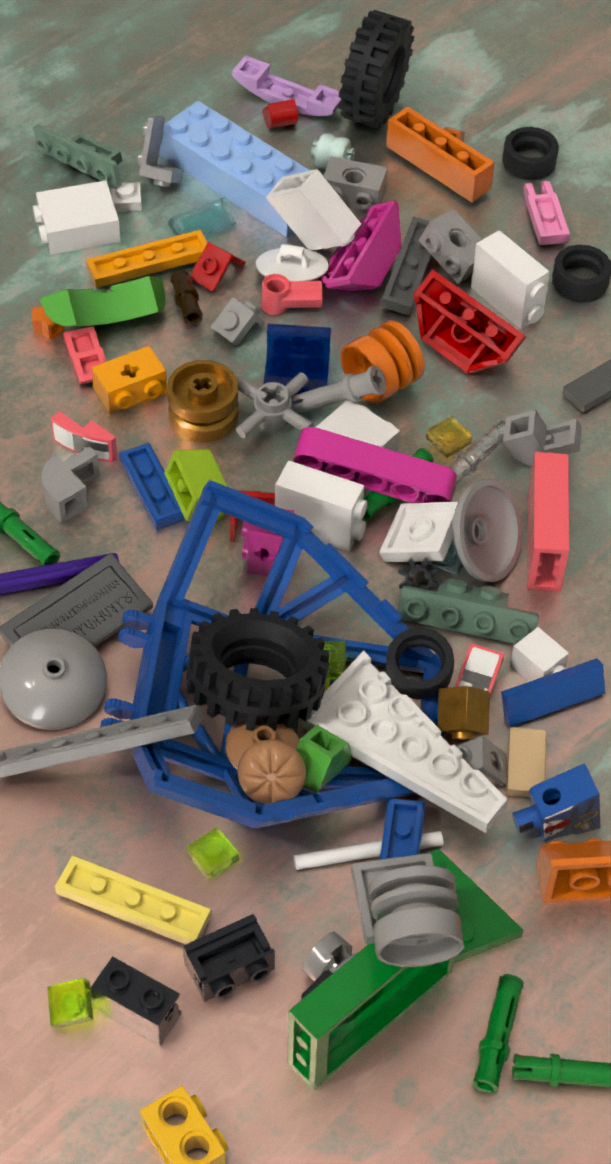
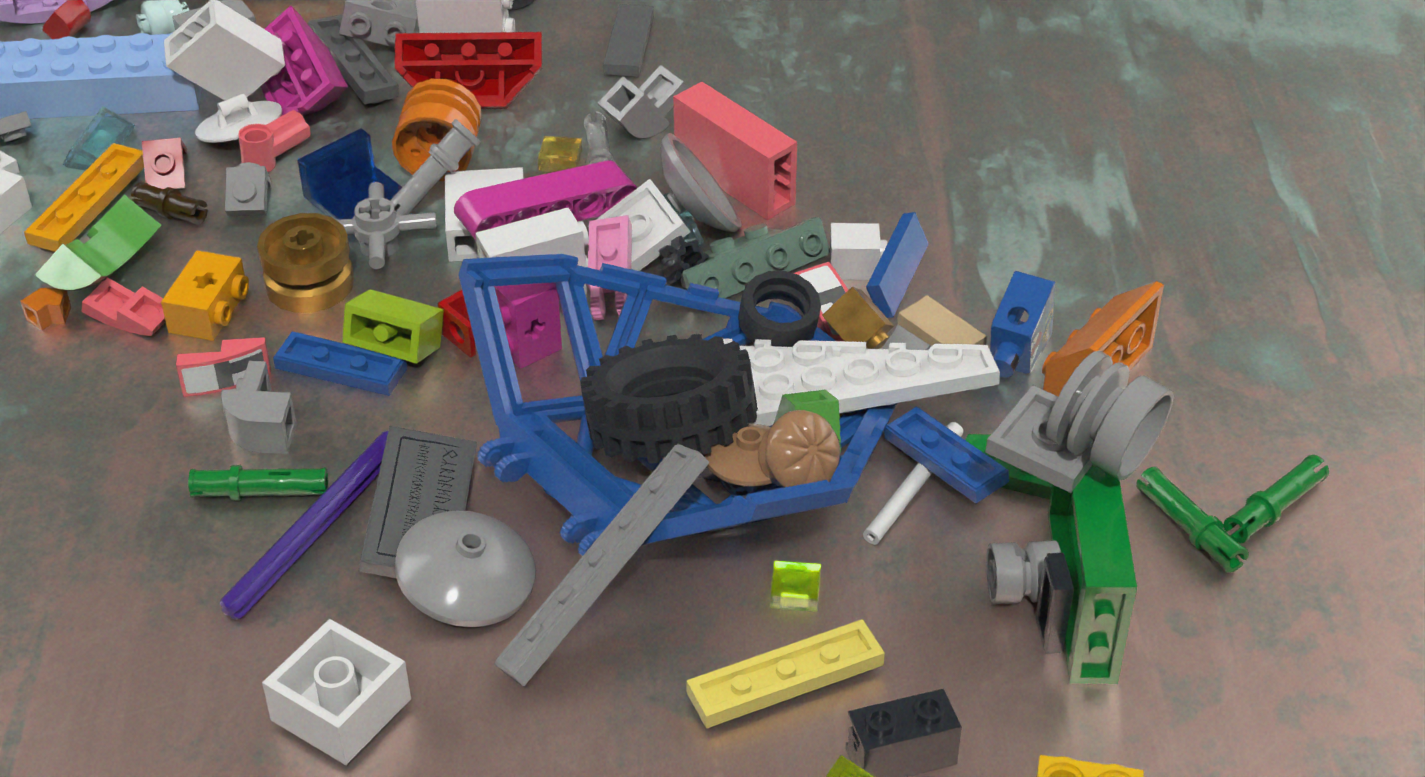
camera: 45 degrees left, 10 degrees down
(229, 958) = (927, 643): black hinge -> none
(375, 538) = (609, 244): none -> bright pink hinge

